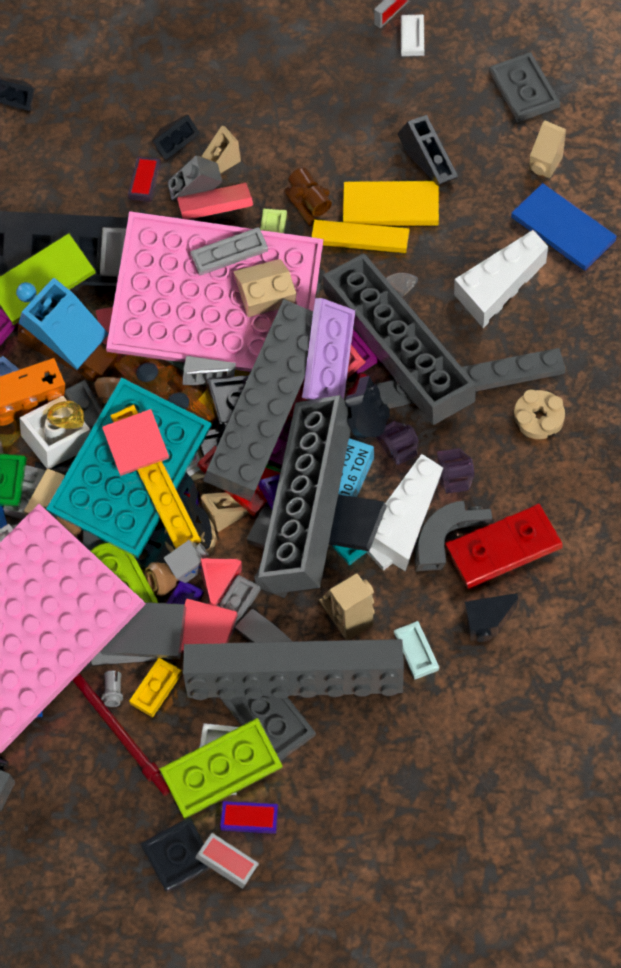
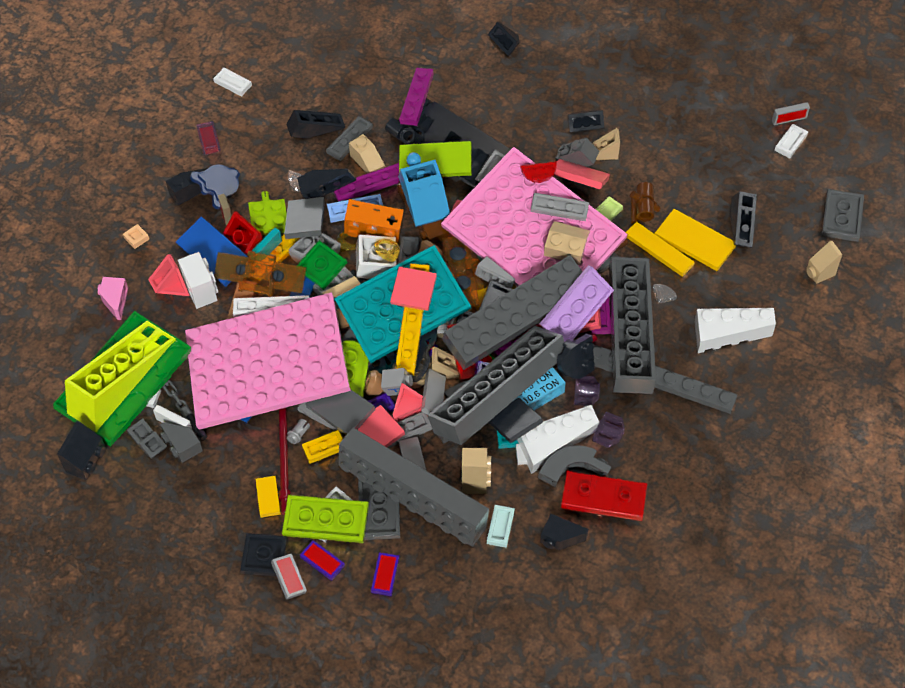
camera: 30 degrees right, 5 degrees down
(133, 785) = (268, 496): none -> yellow tile
(144, 179) = (547, 136): tile -> none
(179, 224) = (539, 172): none -> red tile
(237, 548) = (433, 391): none -> light grey tile
(331, 786) = (385, 574): none -> tile
(539, 401) = (692, 418): tan plate -> none
(564, 226) = (801, 320): blue tile -> none

